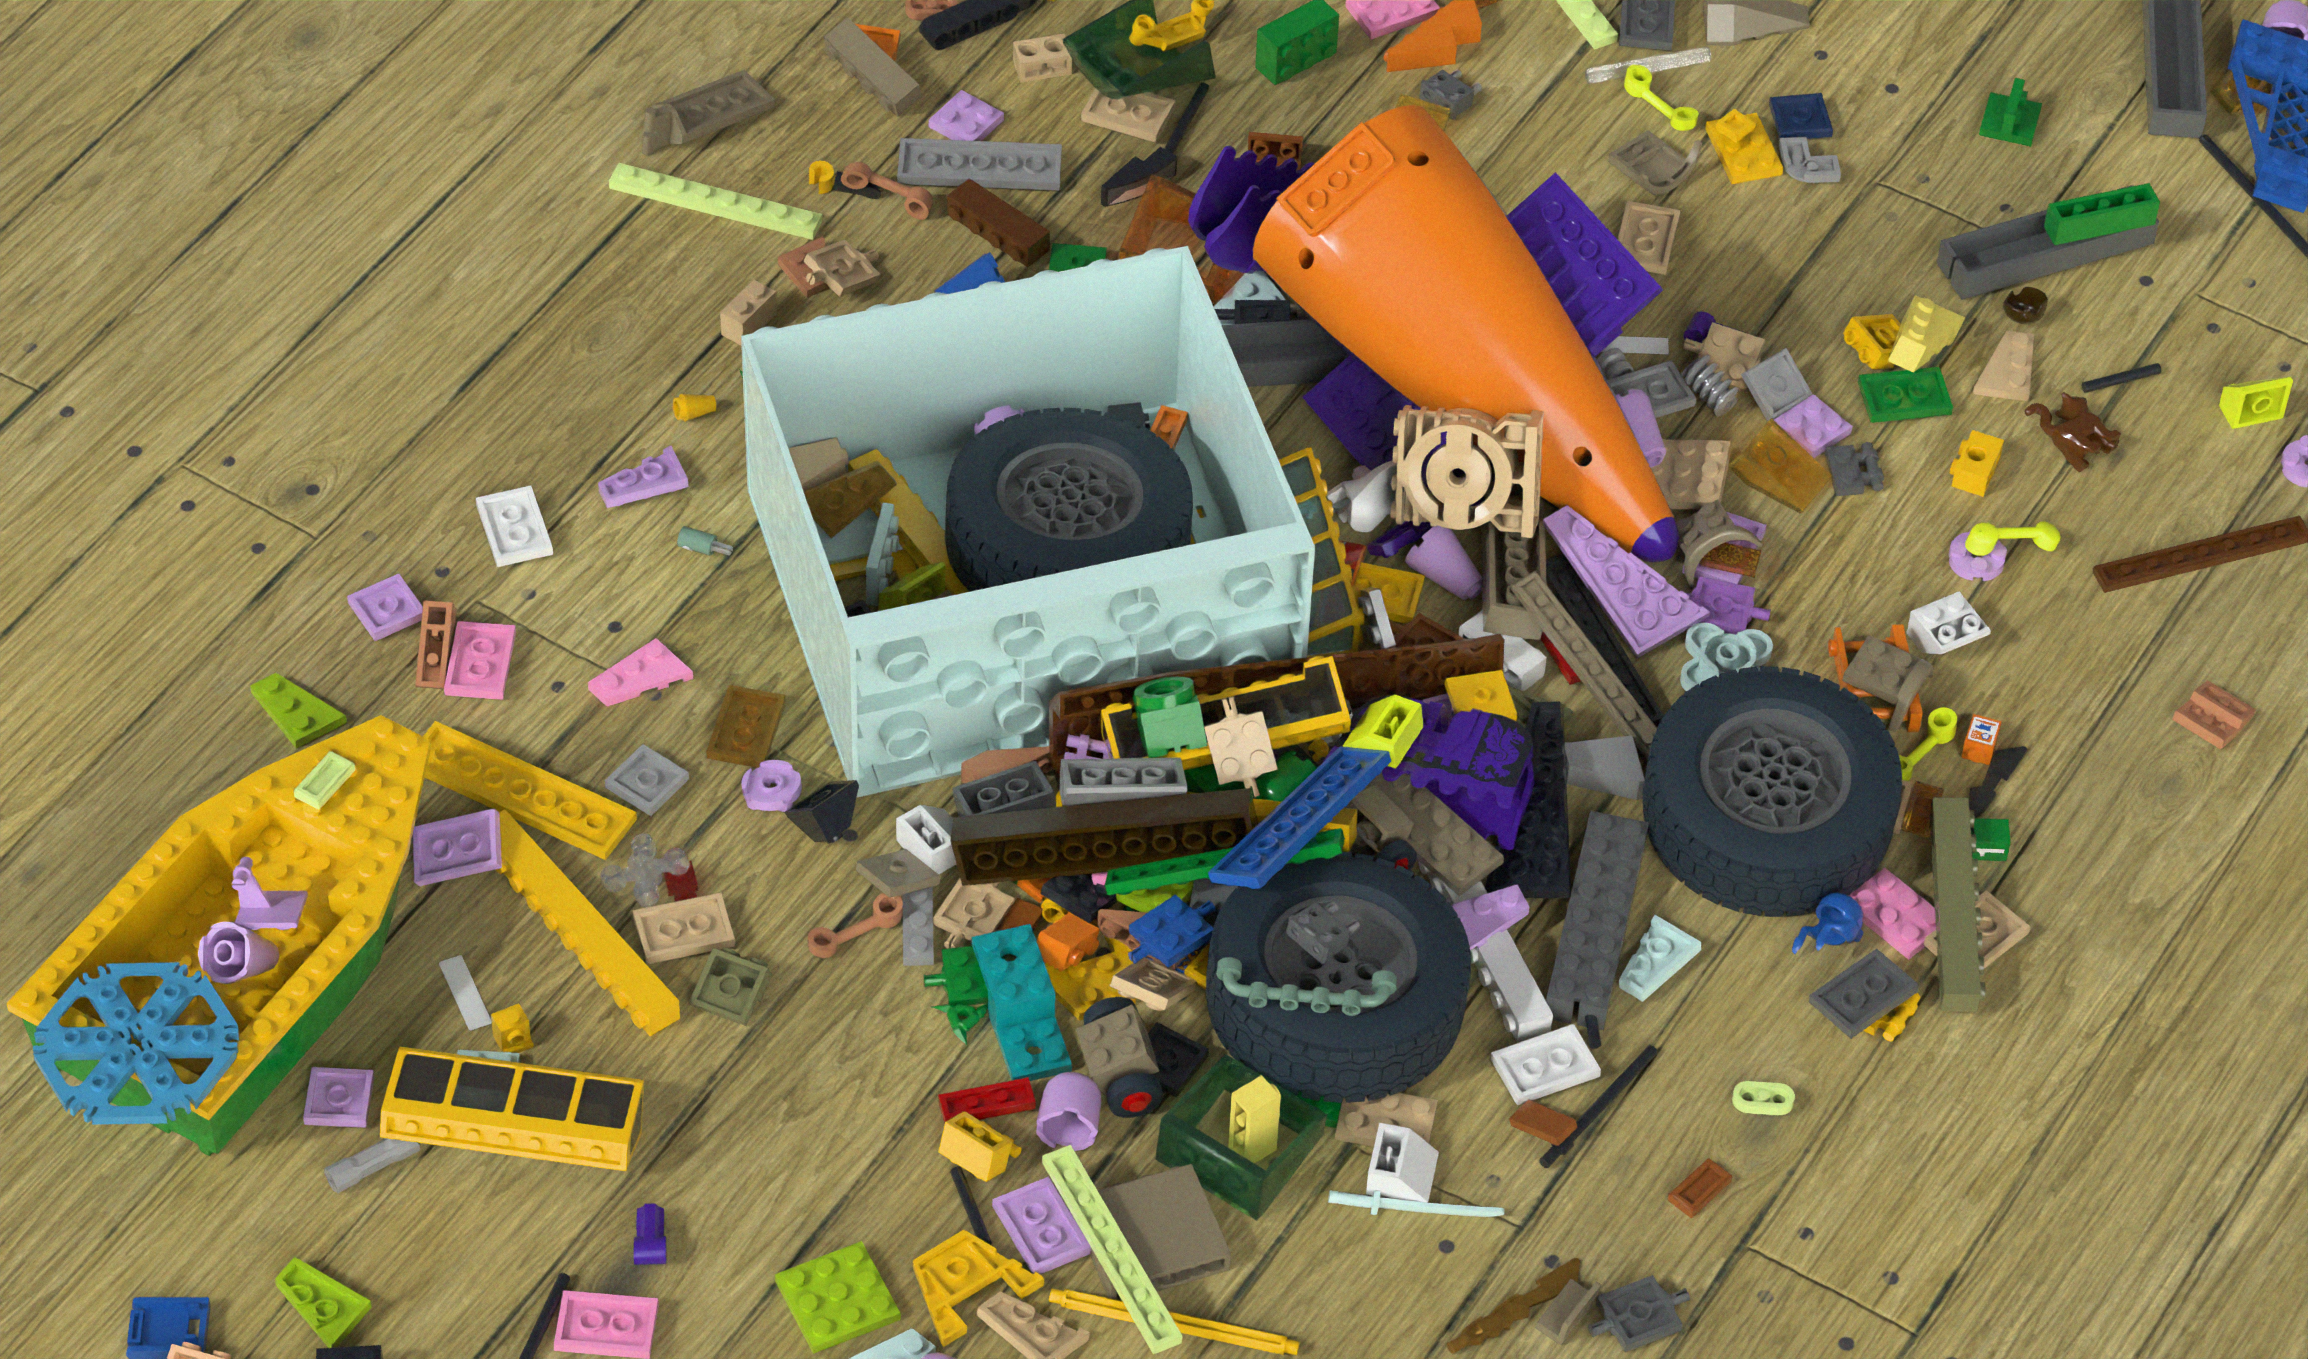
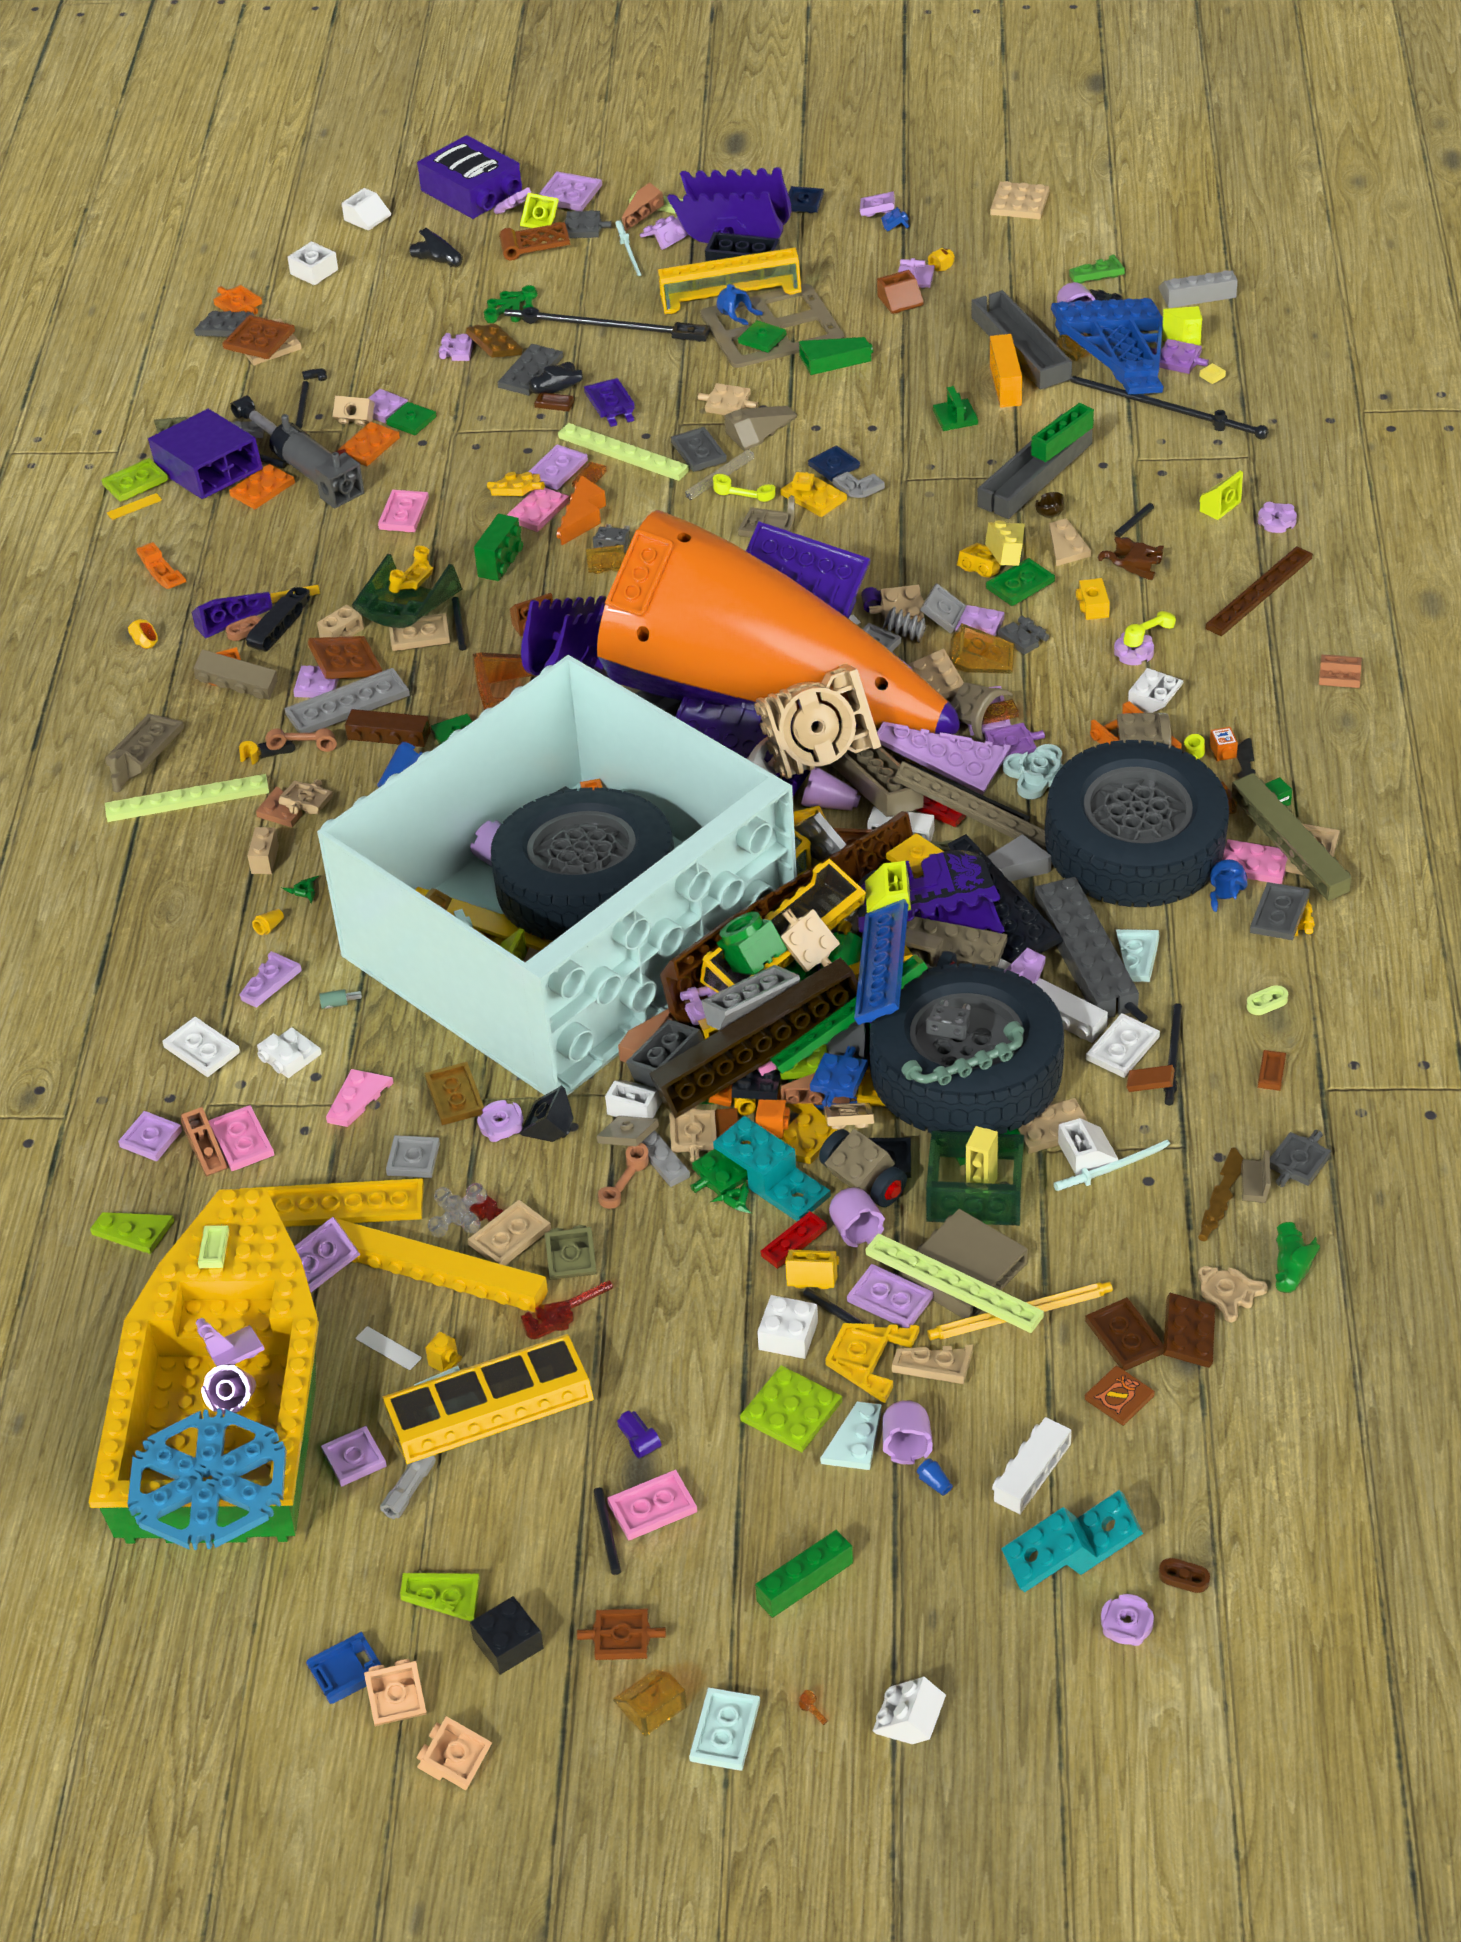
camera: 25 degrees left, 5 degrees down
(603, 581) = (288, 1052): none -> white plate
(667, 1051) = (558, 1314): none -> clear red piece
(900, 1200) = (787, 1326): none -> white brick
(1014, 103) = (344, 657): none -> dark orange plate
(1134, 176) = (457, 665): black slope -> none
(2115, 87) = (1005, 370): none -> light orange brick

